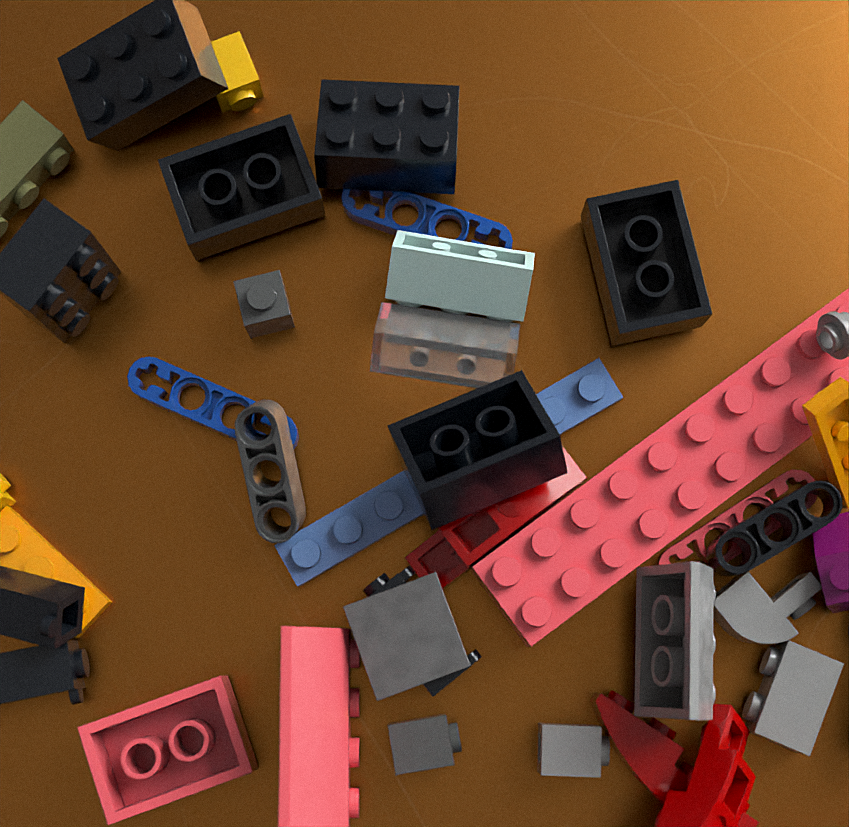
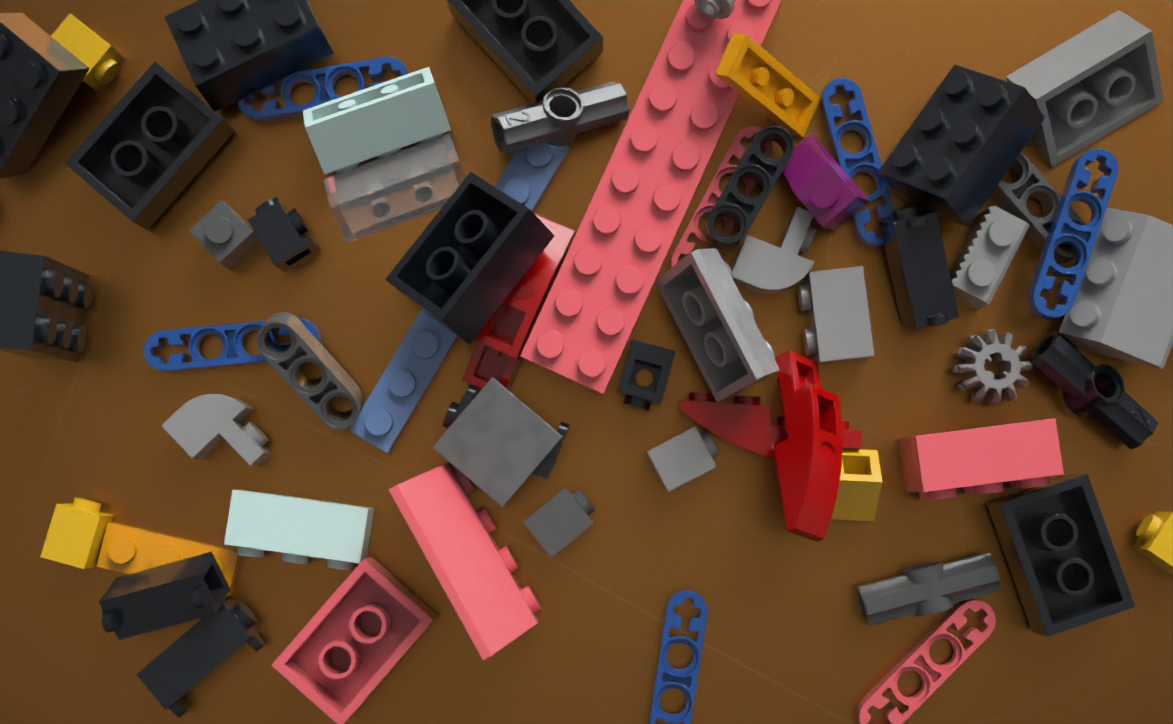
camera: 25 degrees left, 5 degrees up
(155, 464) = (212, 418): none -> light grey brick
(176, 611) = (298, 528): none -> light aqua brick
(315, 331) = (282, 234): none -> black brick
(597, 647) = (650, 358): none -> black brick
(630, 365) = (559, 117): none -> dark grey piece

